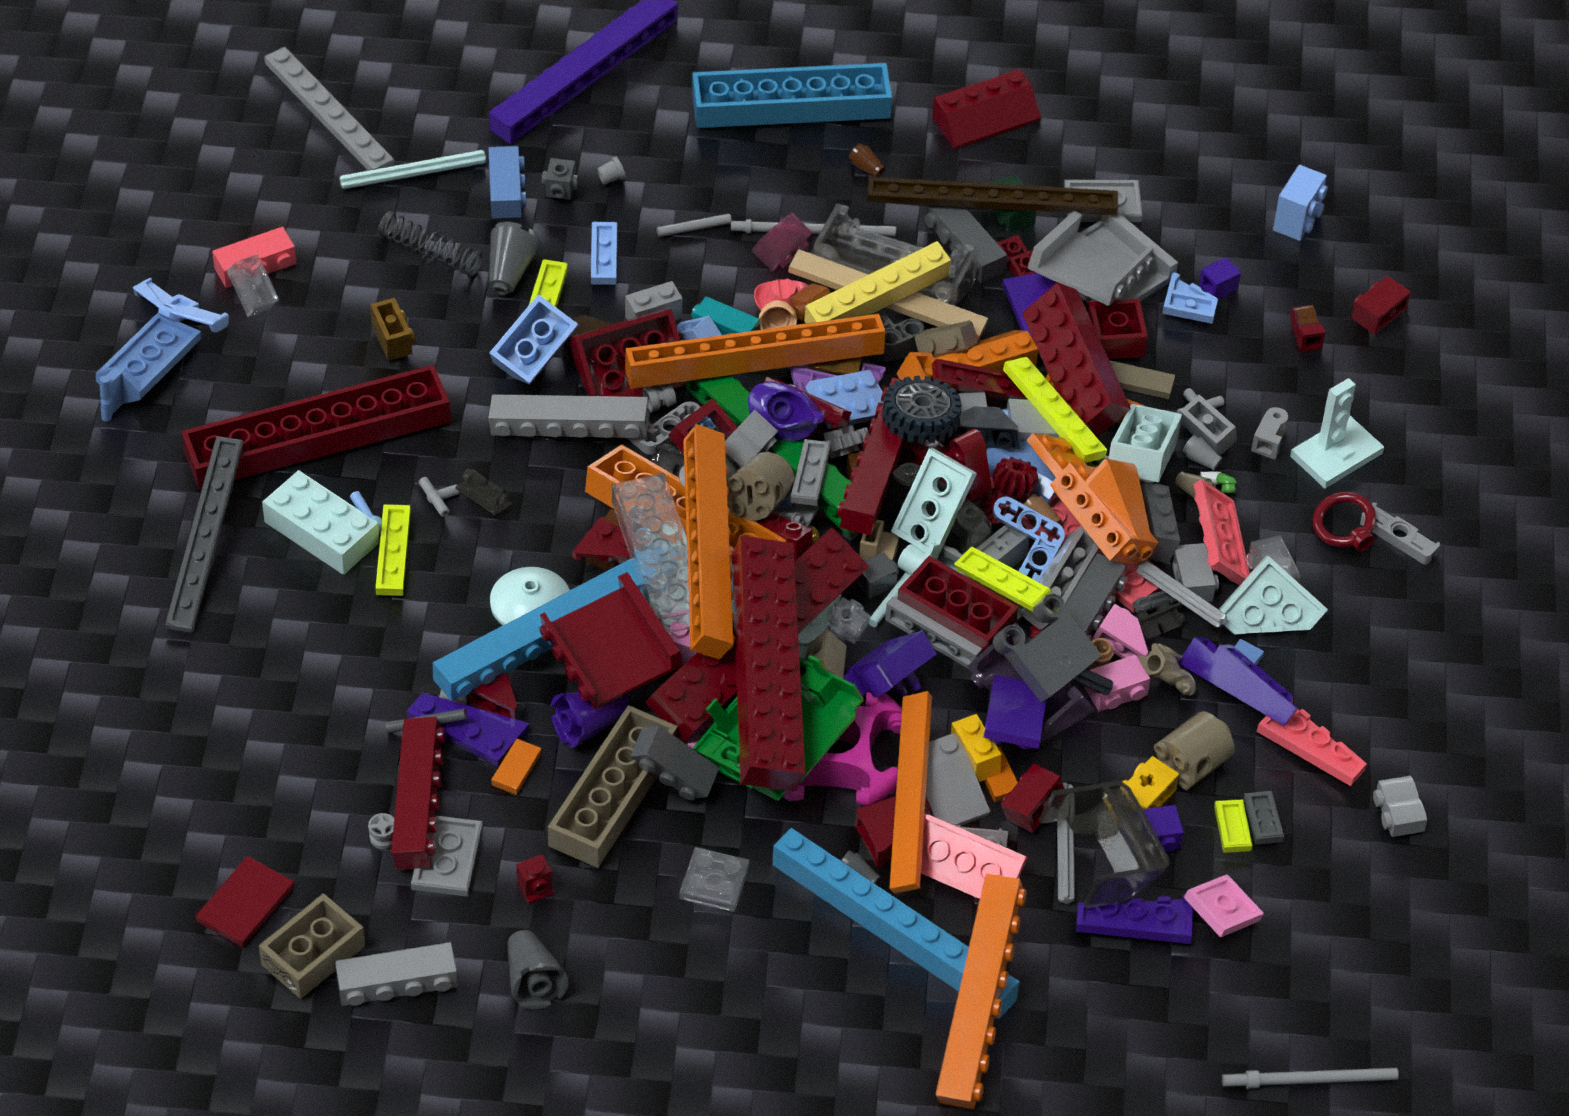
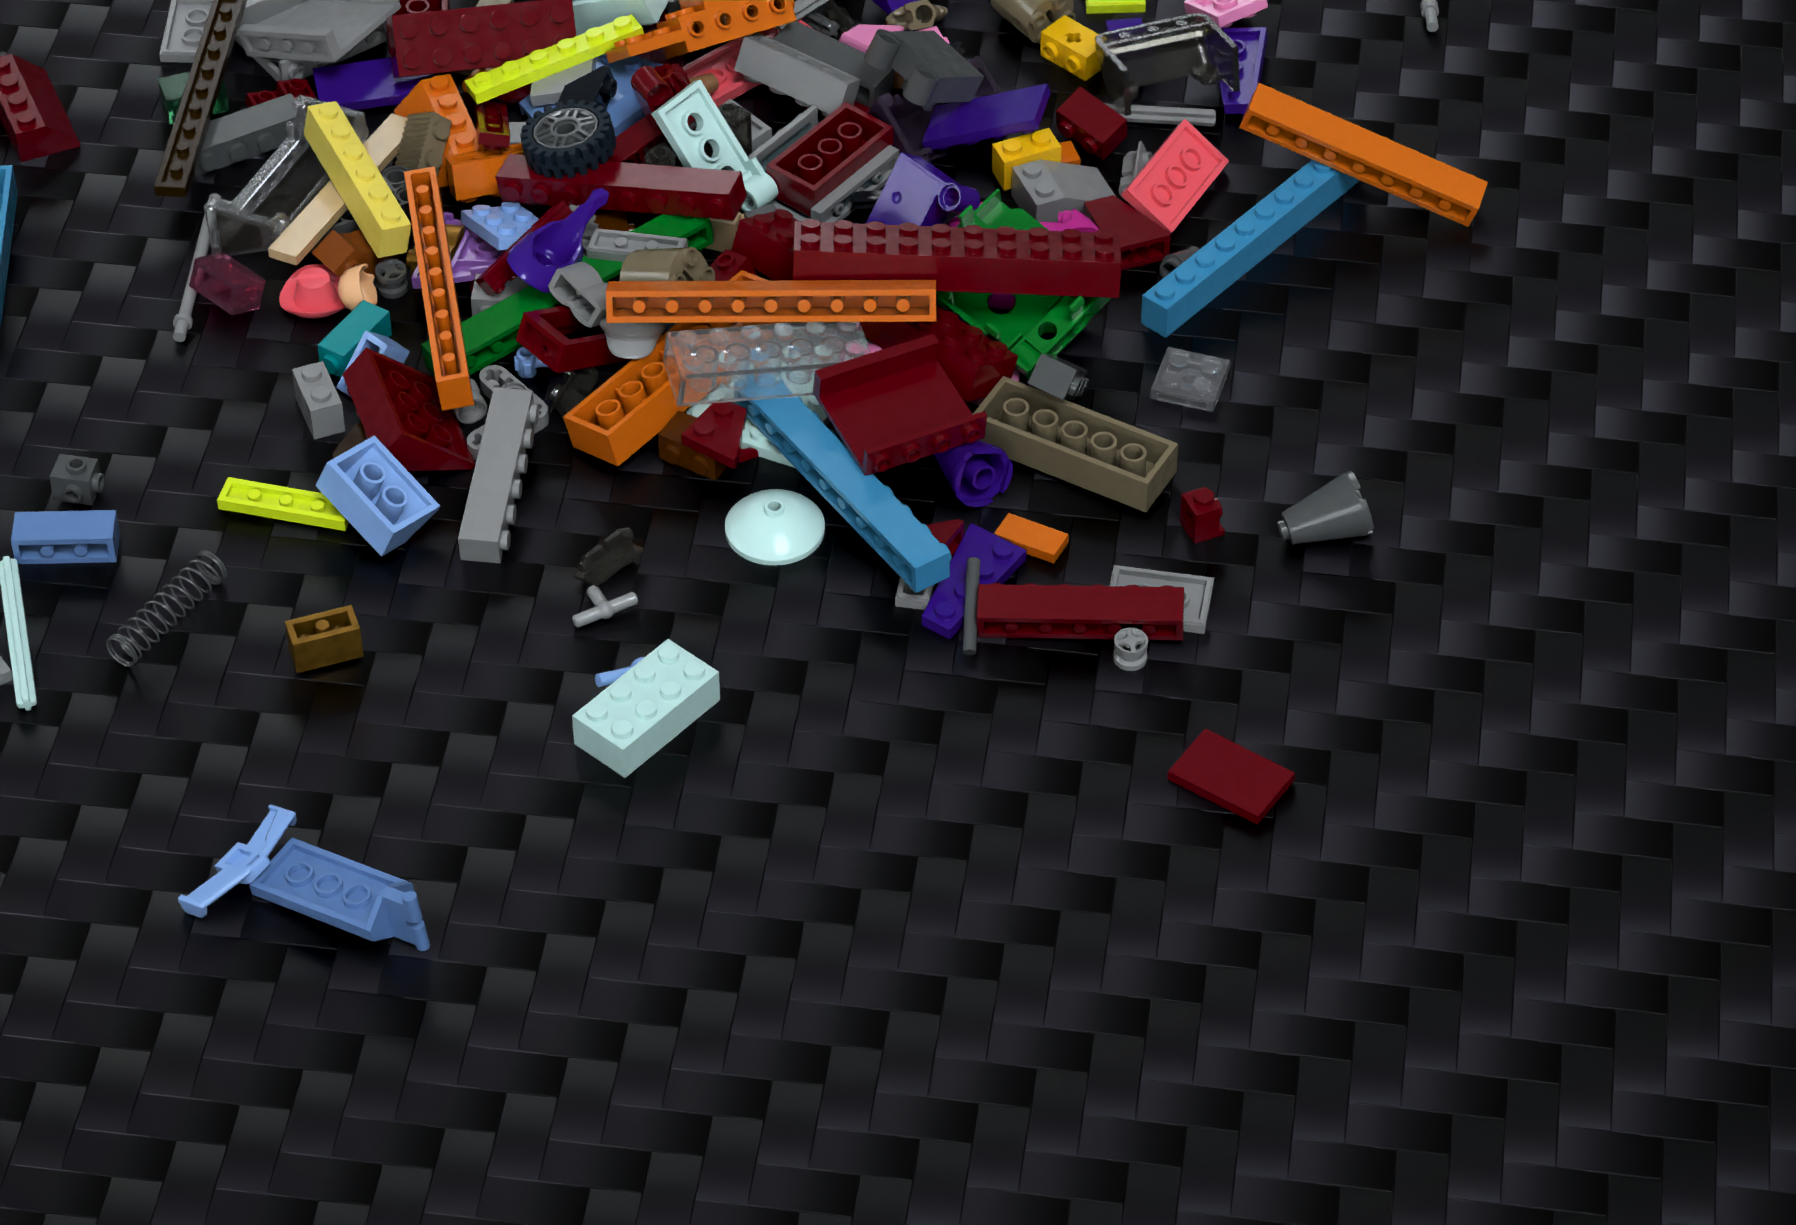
camera: 85 degrees left, 5 degrees down
(204, 534) = (666, 810): dark grey tile -> none
(252, 285) = (229, 772): clear brick -> none
(272, 247) = (161, 786): coral brick -> none
(309, 945) = (1308, 699): dark tan brick -> none
(324, 423) = (488, 713): dark red brick -> none
(393, 550) = (707, 644): neon yellow plate -> none
(396, 974) = (1338, 634): light grey brick -> none
(510, 255) = (214, 526): dark grey cone -> none
(604, 253) = (210, 447): light blue plate -> none
(611, 171) = (65, 435): light grey piece -> none
(694, 225) = (171, 370): light grey bar -> none
(866, 160) = (92, 212): reddish brown cone -> none
(911, 792) = (1101, 195): orange tile -> none
(1001, 578) = (806, 109): neon yellow tile -> none
(1041, 542) = (772, 110): light blue beam -> none

